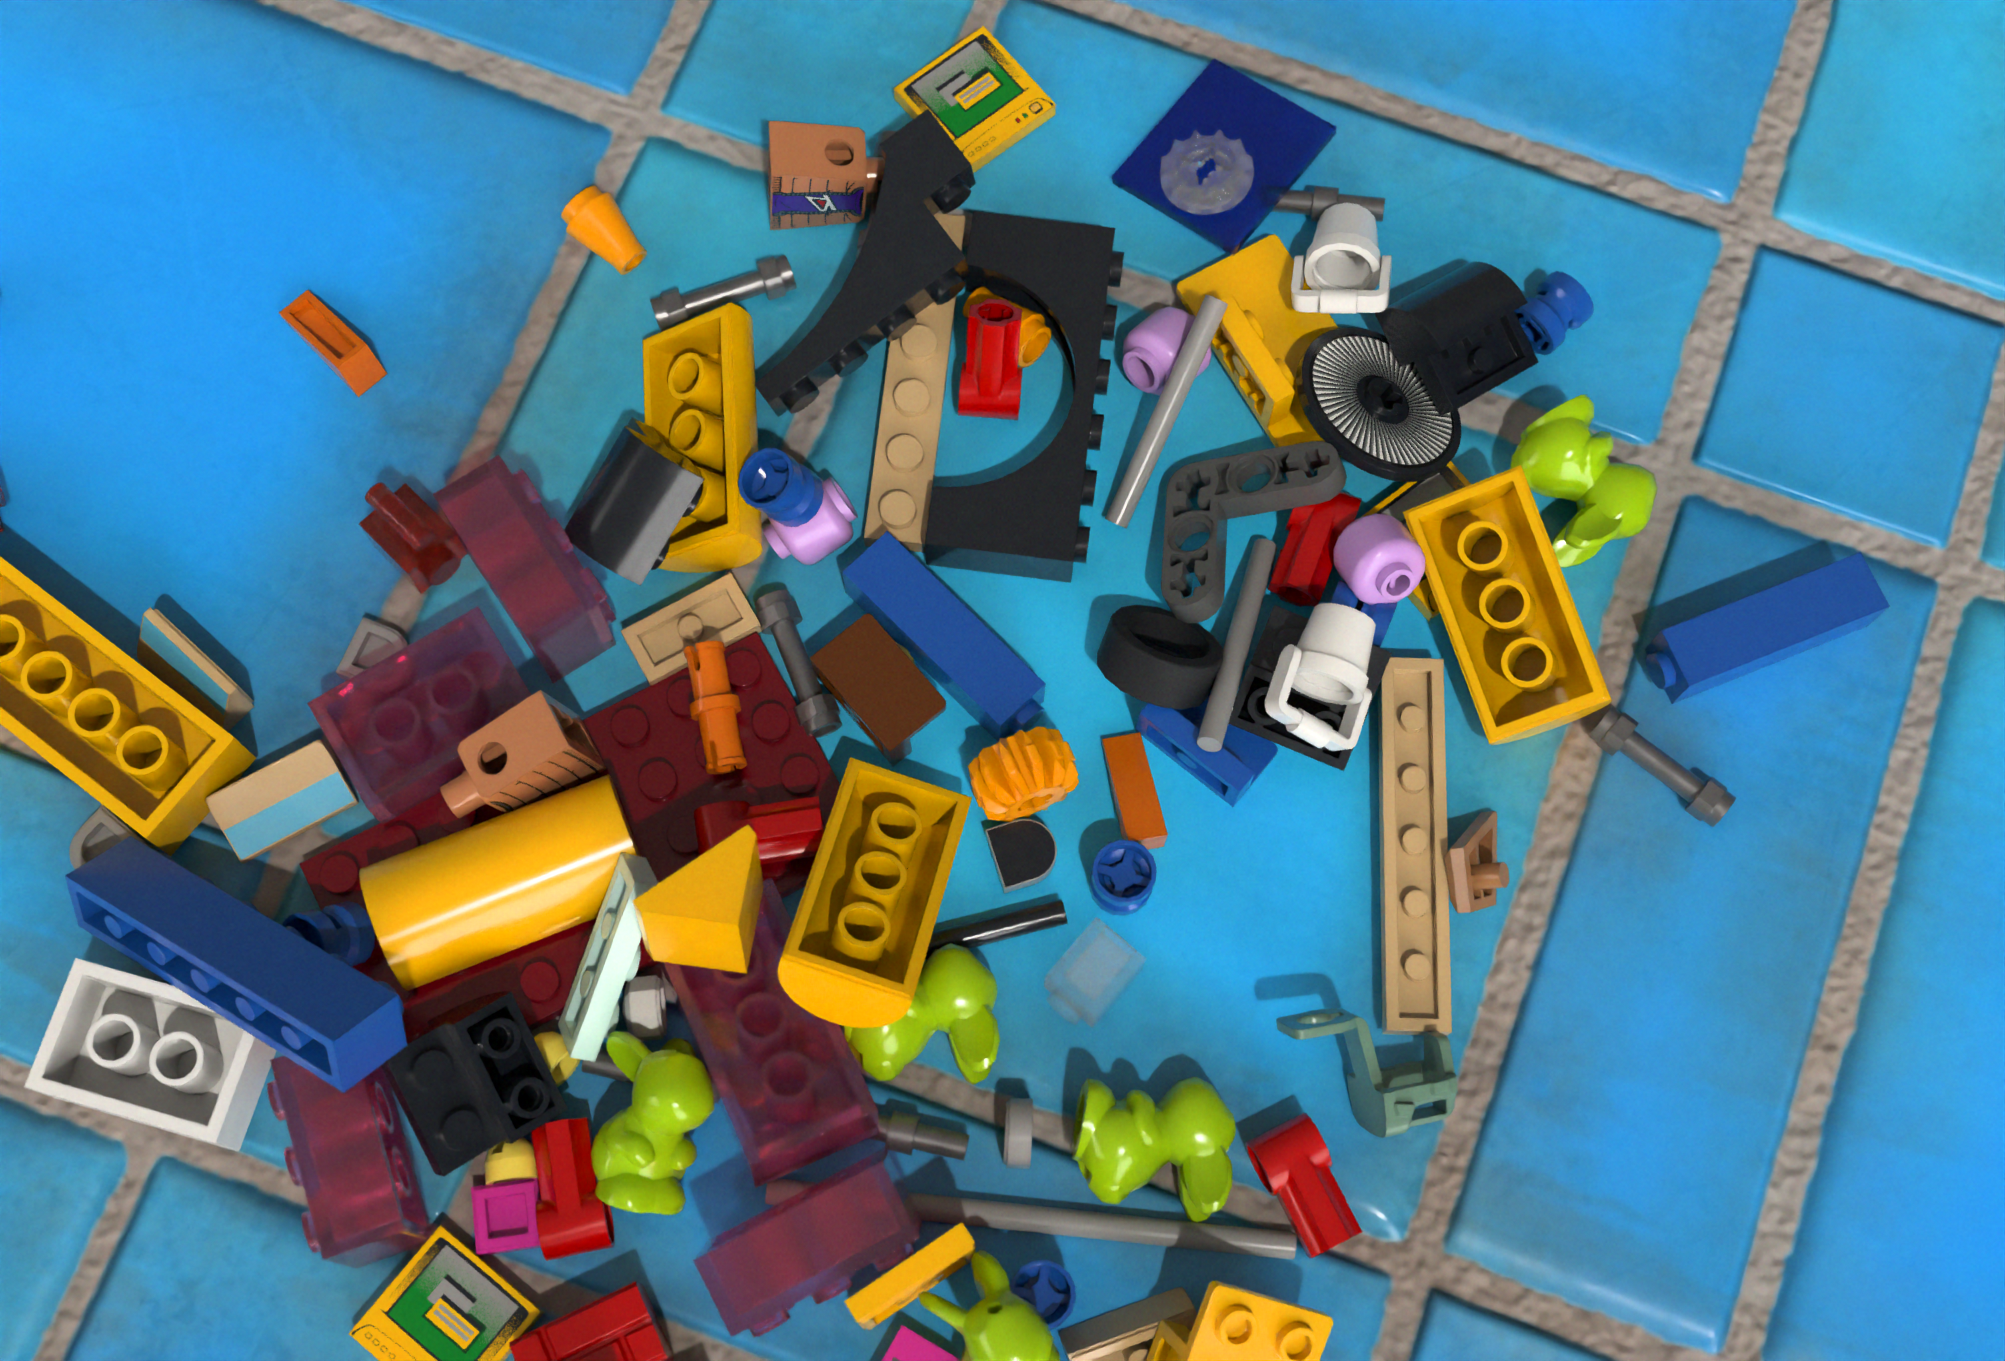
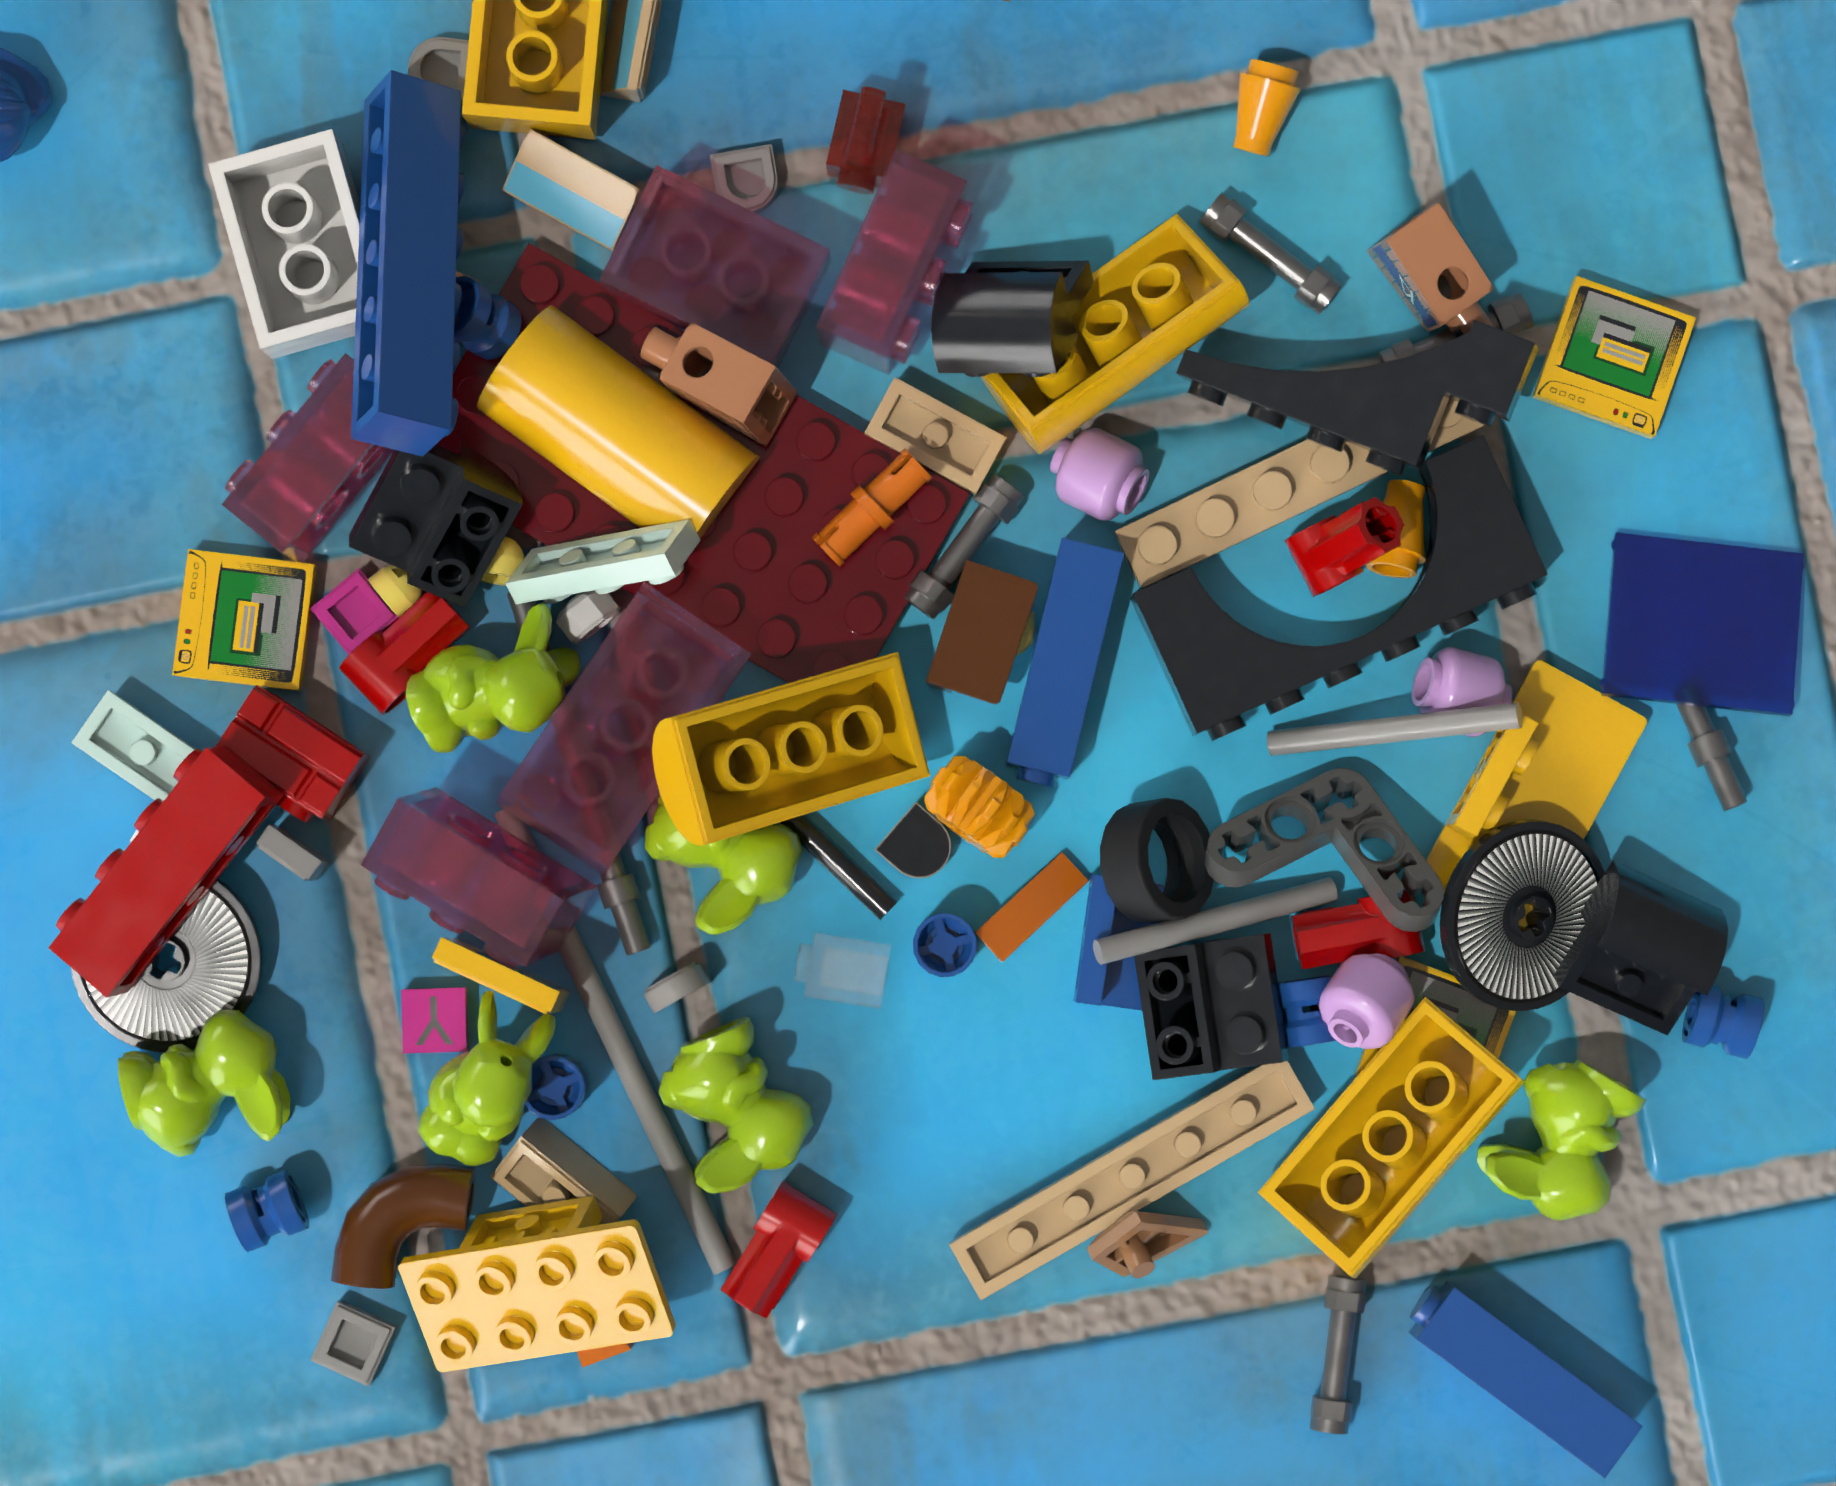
camera: 60 degrees right, 15 degrees up
(707, 908) = (680, 630): yellow slope -> none
(780, 487) = (1098, 426): blue wheel -> none
(782, 828) = (775, 607): red piece -> none
(1221, 188) = (1653, 646): clear gear -> none
(1329, 667) = (1230, 1014): white piece -> none
(1343, 265) = (1648, 802): white piece -> none
(1384, 1096) = (873, 1283): sand green piece -> none

